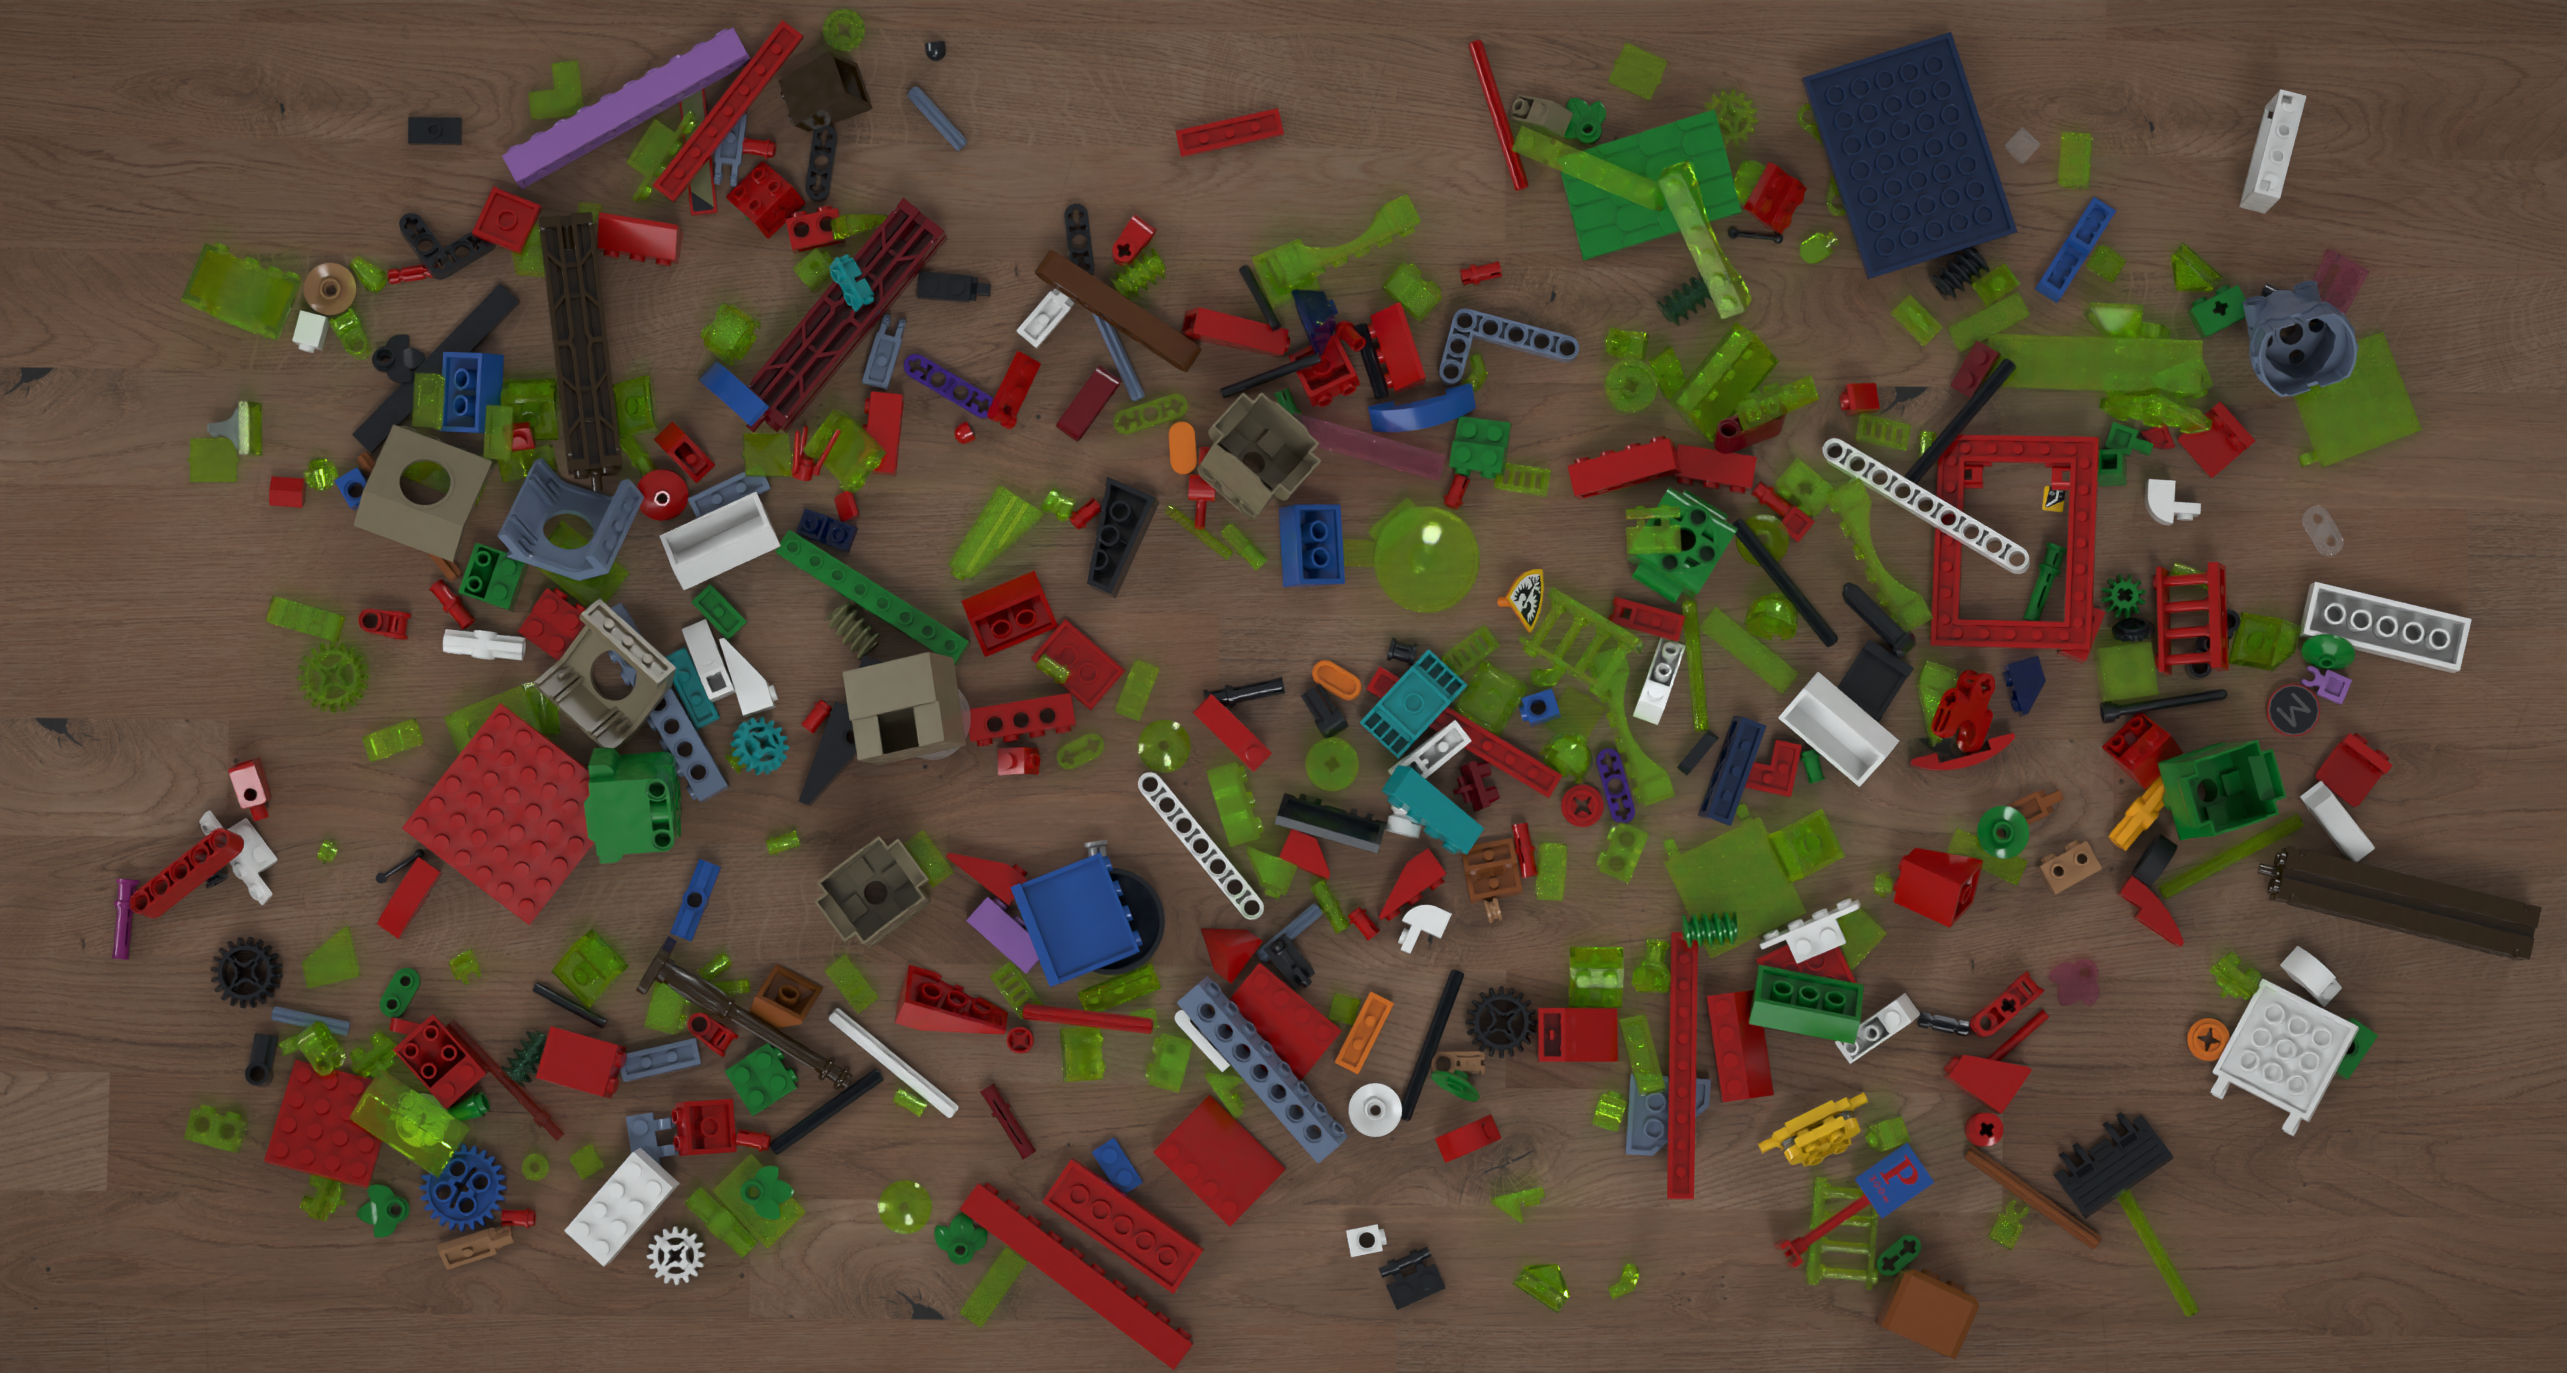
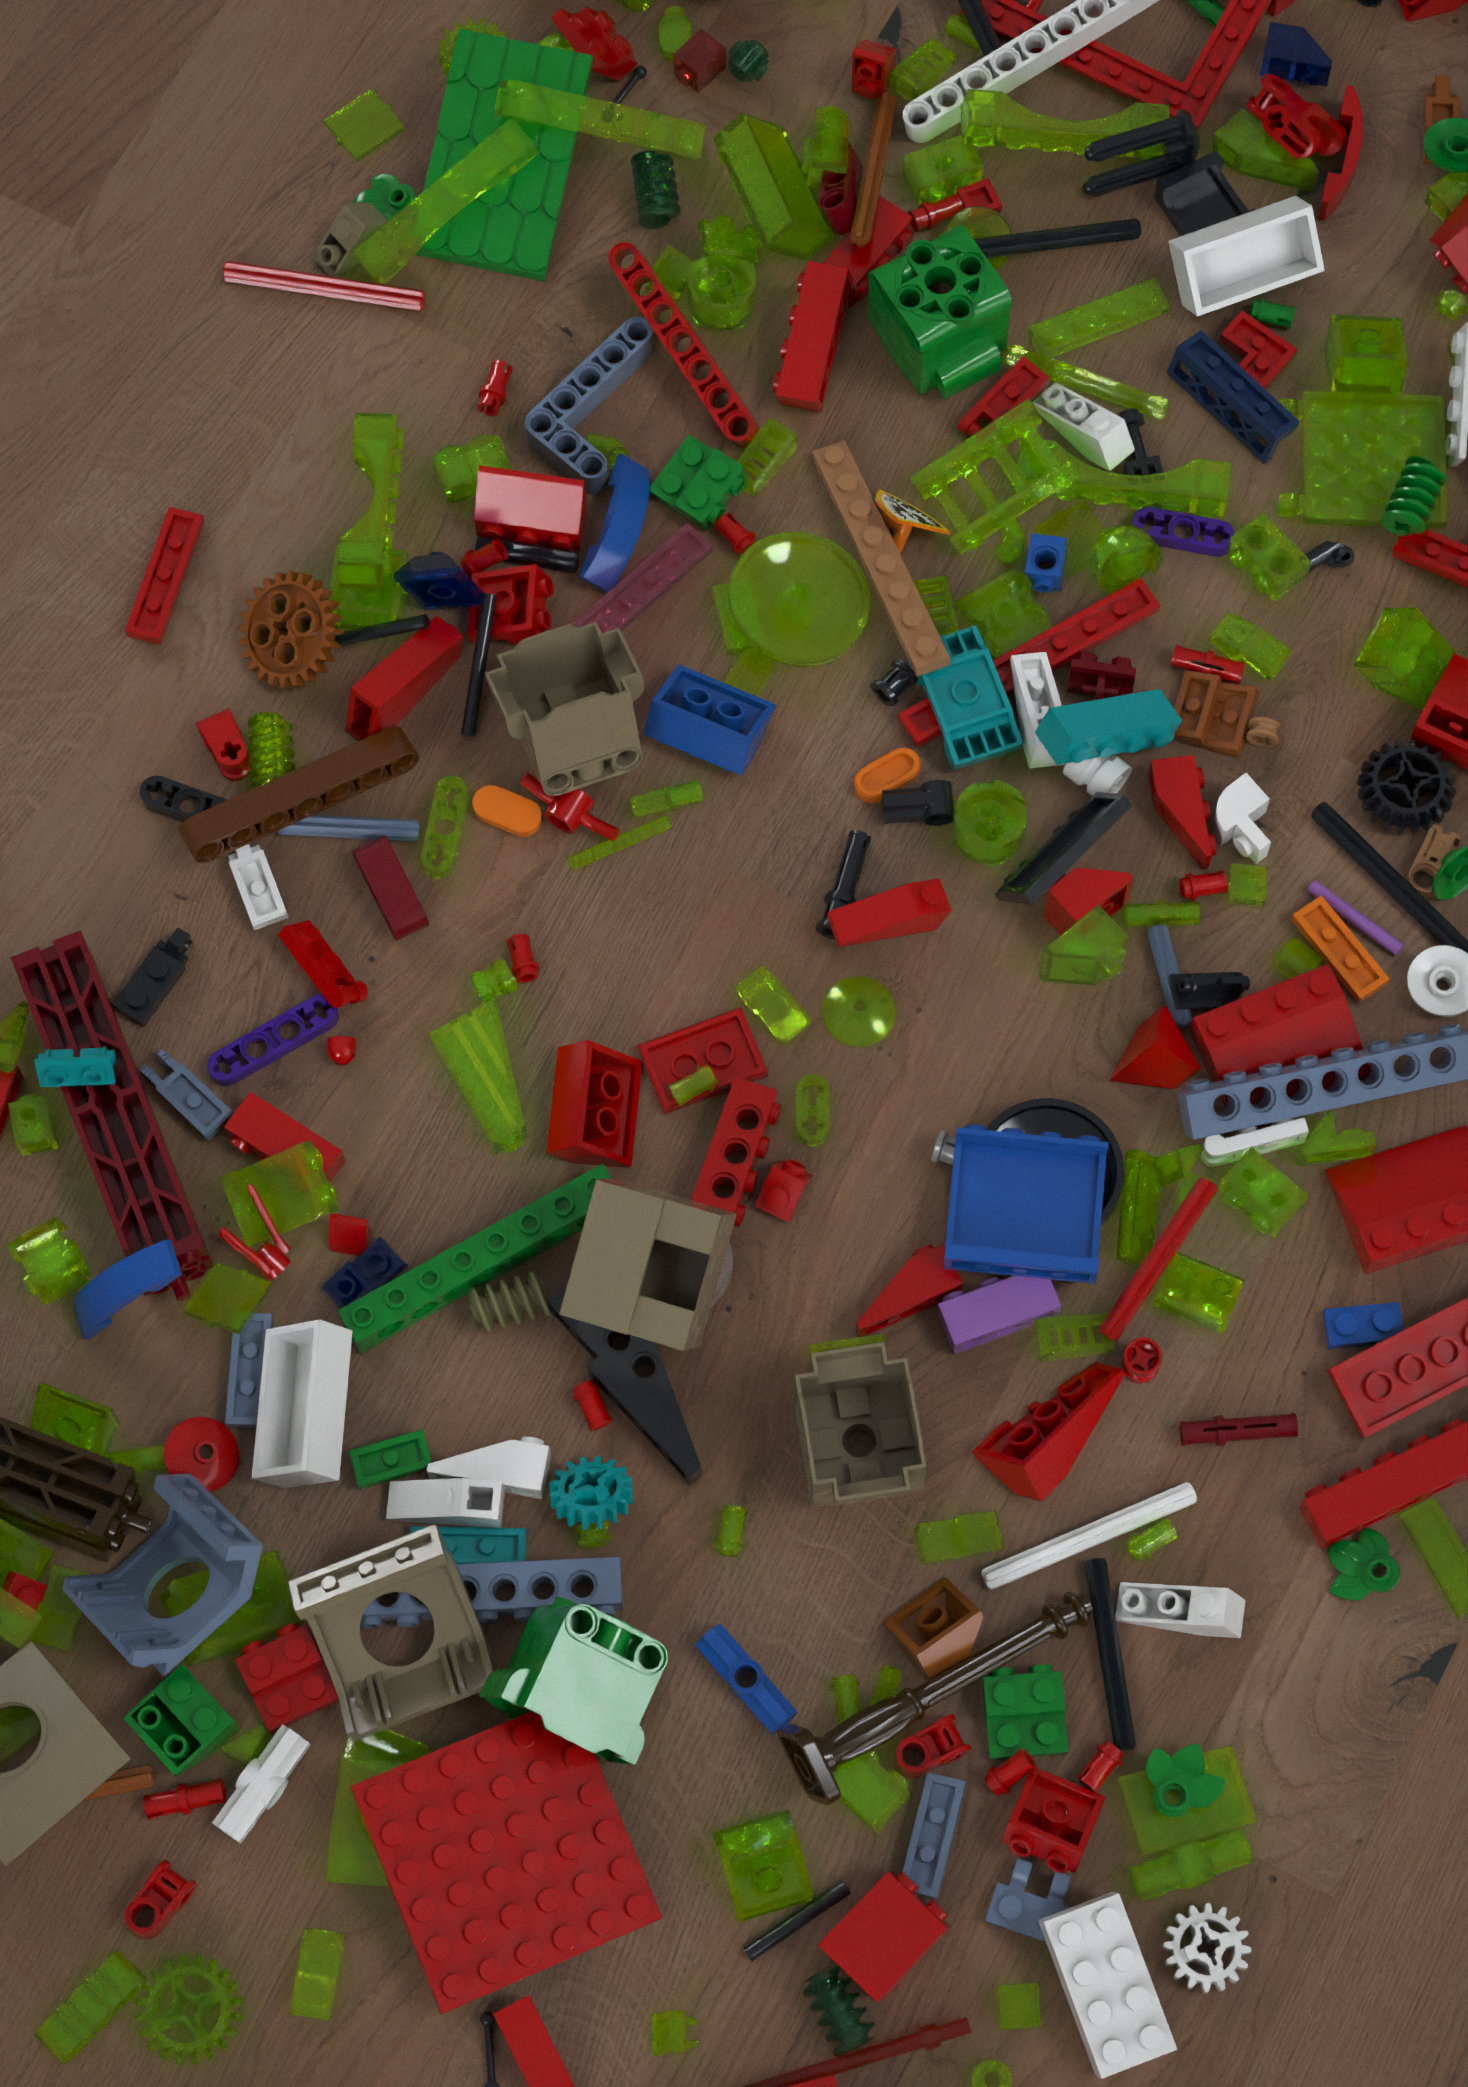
camera: 65 degrees left, 15 degrees down
(500, 625) = (247, 1746): none -> clear neon green slope
(684, 452) = (163, 1398): red slope -> none
(715, 1084) = (1010, 1772): none -> red pin
(875, 1141) = (1182, 1608): none -> white slope
(919, 1207) = (1282, 1637): clear neon green dish -> none
(1119, 534) = (566, 923): black wedge -> none
(1159, 999) = (1176, 1164): none -> clear neon green slope
(1196, 833) = (1021, 1011): white beam -> none
(1219, 238) = (290, 630): none -> dark orange gear
(1235, 804) = (977, 960): clear neon green brick -> none
(1378, 952) = (1247, 884): none -> clear neon green plate
(1393, 1032) = (1356, 918): none -> medium lavender bar
(1484, 597) = (881, 558): none -> medium nougat plate
(1569, 806) = (1195, 565): red gear -> none
(1571, 371) = (672, 333): none -> red beam
(1649, 891) = (1330, 554): none -> black arm
(1652, 973) = (1432, 591): clear neon green connector -> none
(1653, 539) = (923, 308): clear neon green plate -> none
(1678, 711) = (1140, 462): none -> black hinge
(1697, 752) = (1191, 423): black beam -> none
(1771, 616) = (1075, 269): clear neon green cylinder -> none
(1775, 441) = (873, 169): none -> dark orange axle
(1803, 275) = (699, 61): none -> clear red brick
(1821, 309) = (748, 60): none -> clear green gear

